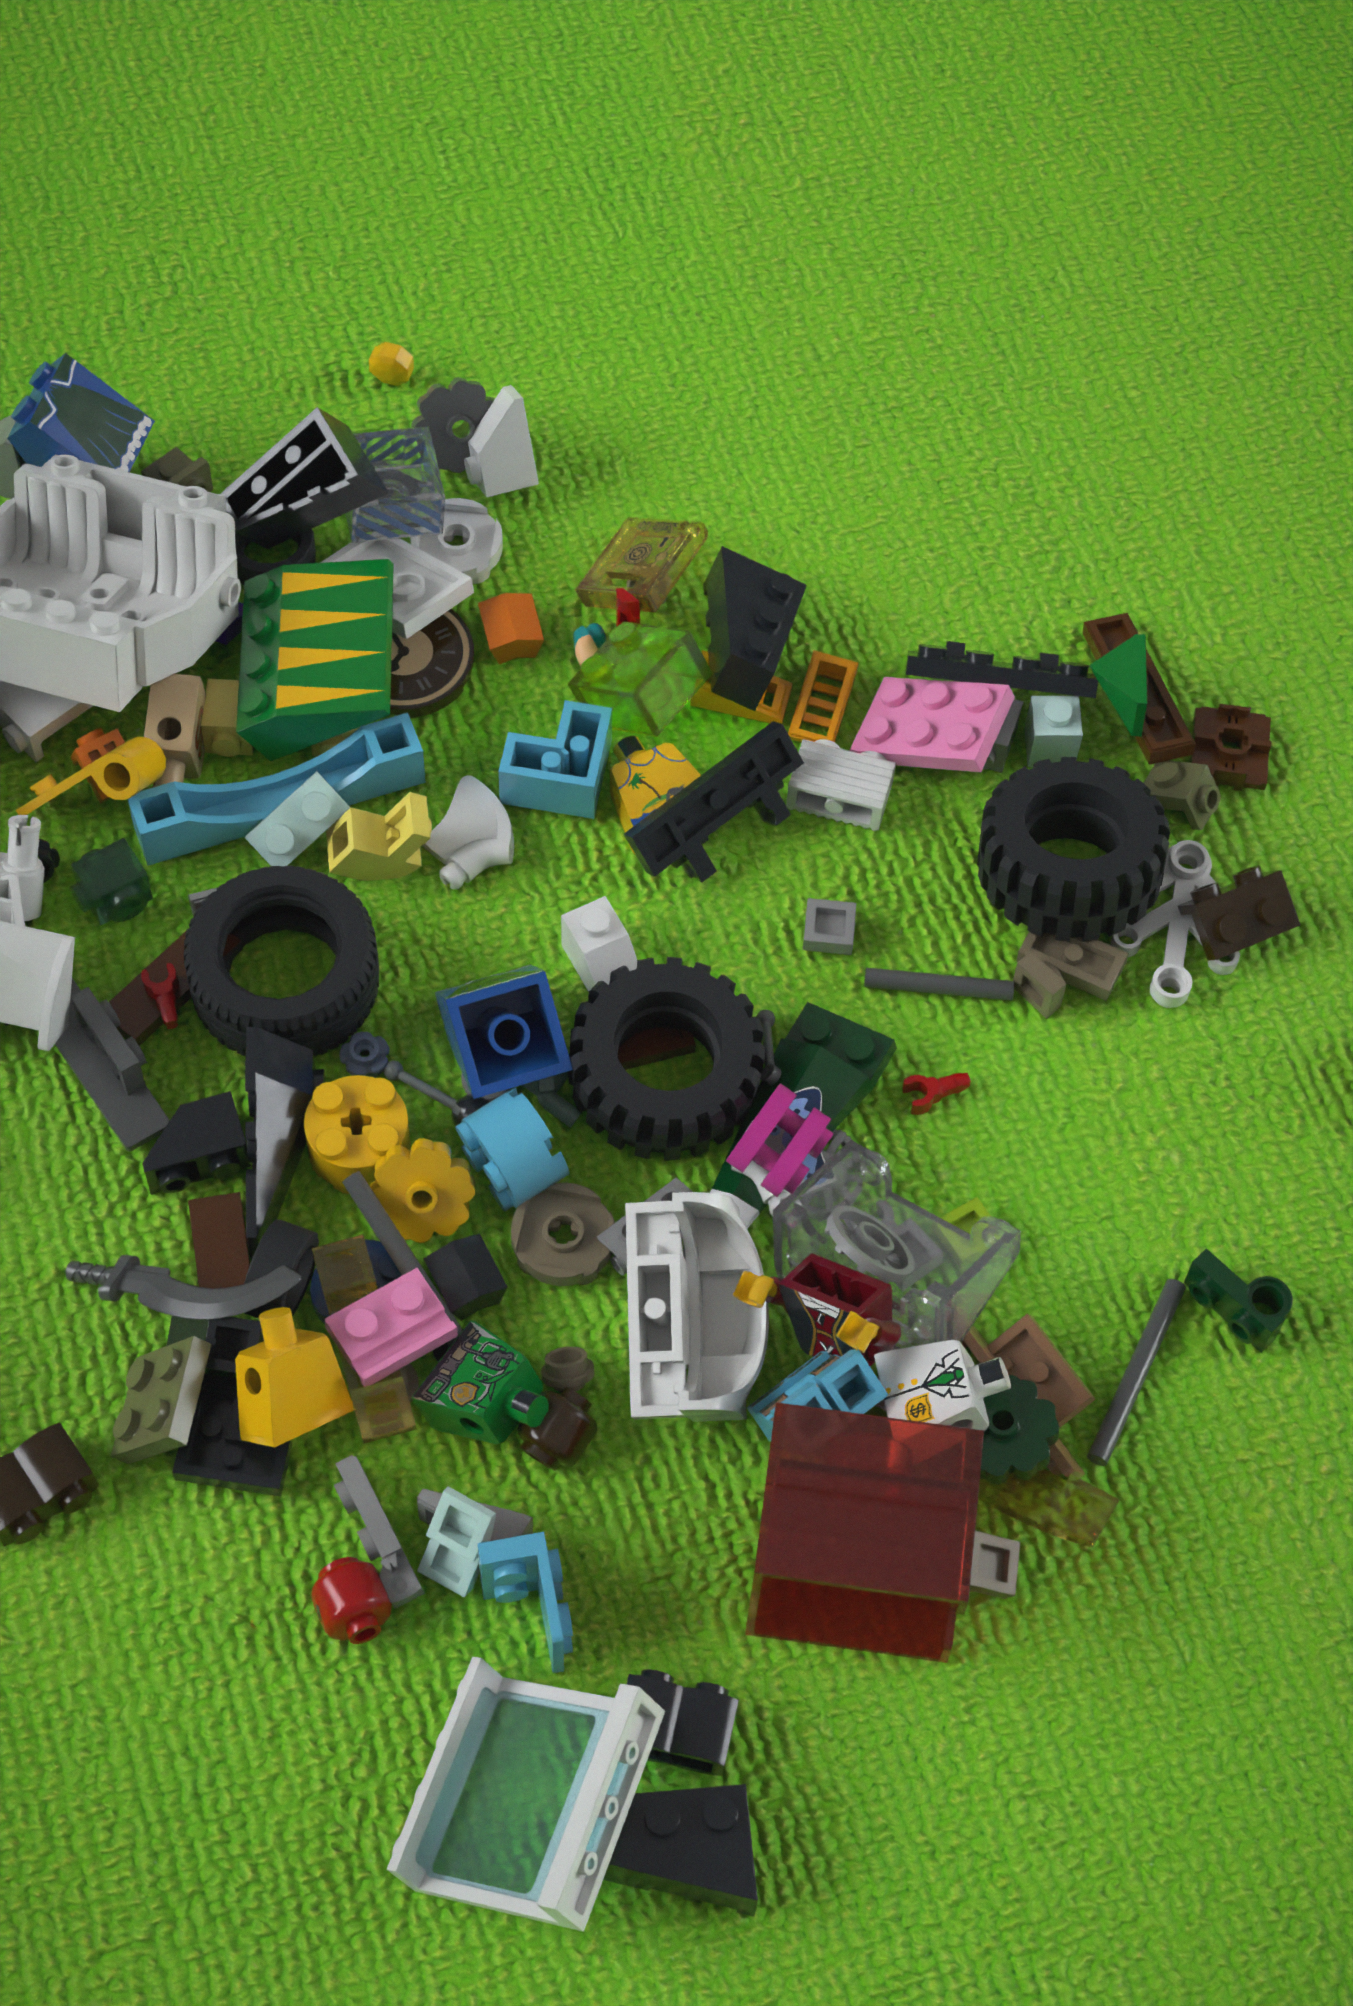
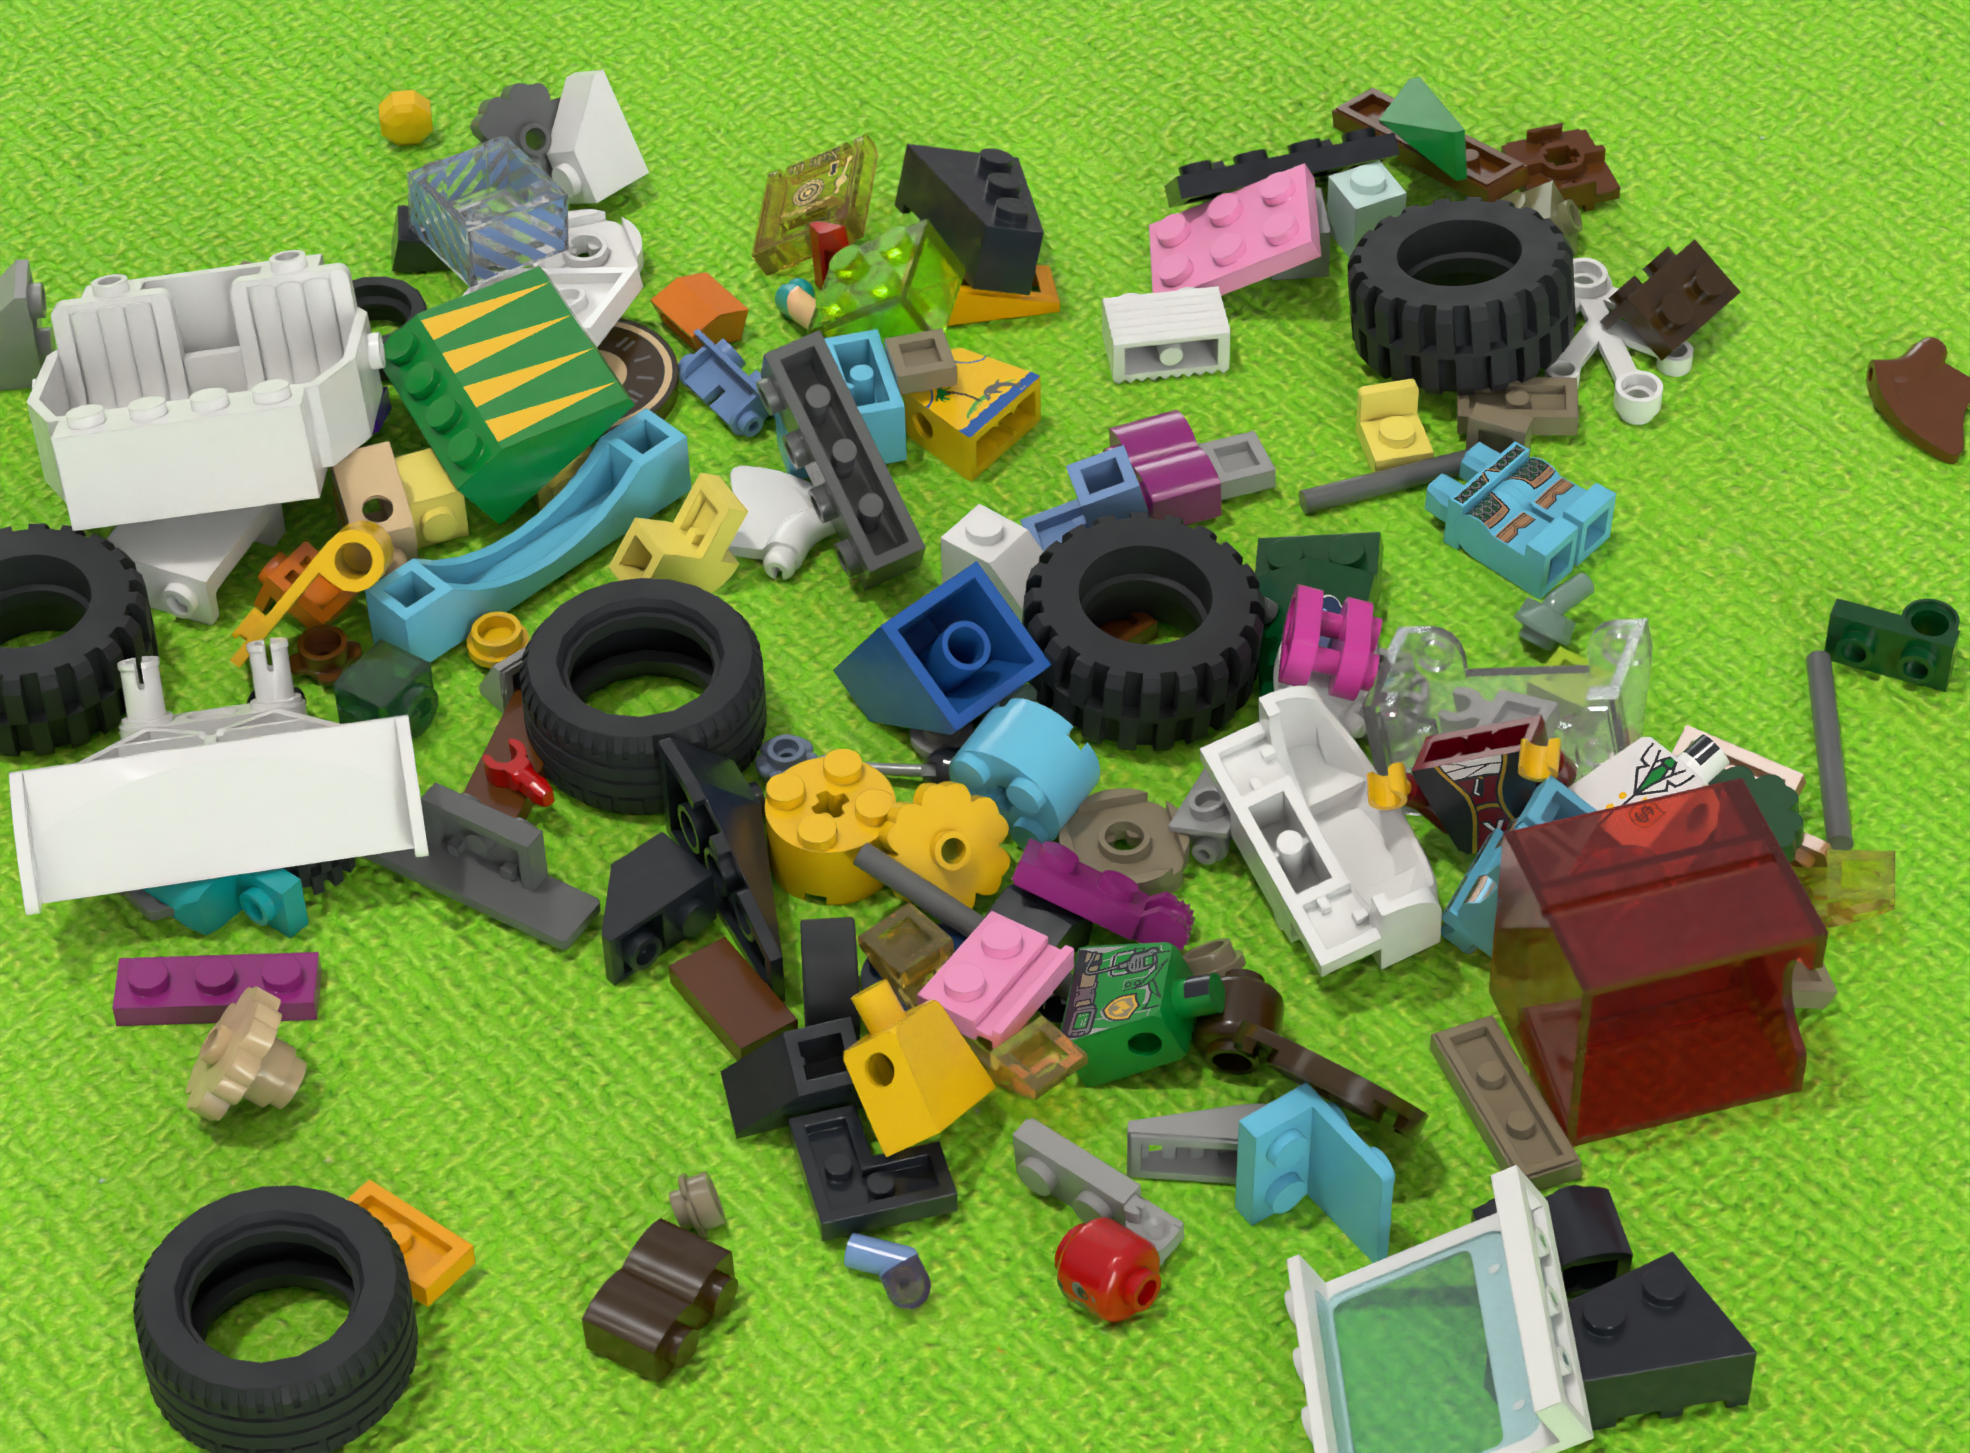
camera: 20 degrees left, 15 degrees down
(77, 417) = (79, 237): slope -> none
(92, 814) = (324, 654): none -> reddish brown plate
(100, 1411) = (697, 1203): none -> dark tan plate
(160, 1400) = (768, 1152): olive plate -> none
(178, 1298) = (706, 1045): dark grey sword -> none
(213, 1527) = (895, 1264): none -> arm
(217, 863) = (495, 638): none -> yellow plate
(297, 821) = (574, 556): light aqua plate -> none
(302, 482) = (405, 217): black wedge -> none
(454, 1535) = (1201, 1153): light aqua slope -> none
(496, 685) = (719, 370): none -> medium blue hinge
(514, 1281) = (1104, 897): none -> magenta hinge
(517, 821) = (841, 460): none -> dark grey brick
(578, 1522) = (1329, 1079): none -> dark brown tile
(627, 750) = (921, 361): none -> dark tan plate
(695, 933) = (1102, 487): none -> medium blue brick
(718, 1581) = (1504, 1102): none -> dark tan tile
(740, 780) = (1060, 353): black hinge -> none
(770, 911) = (1170, 467): none -> magenta brick
(832, 668) = (1086, 236): light orange slope -> none
(870, 1244) = (1477, 702): light grey wheel -> none
(934, 1089) = (1444, 576): red piece -> none
(965, 939) = (1390, 425): none -> light yellow bracket
(980, 1165) = (1545, 621): none -> sand green plate
(1017, 1062) = (1520, 516): none -> medium azure hips

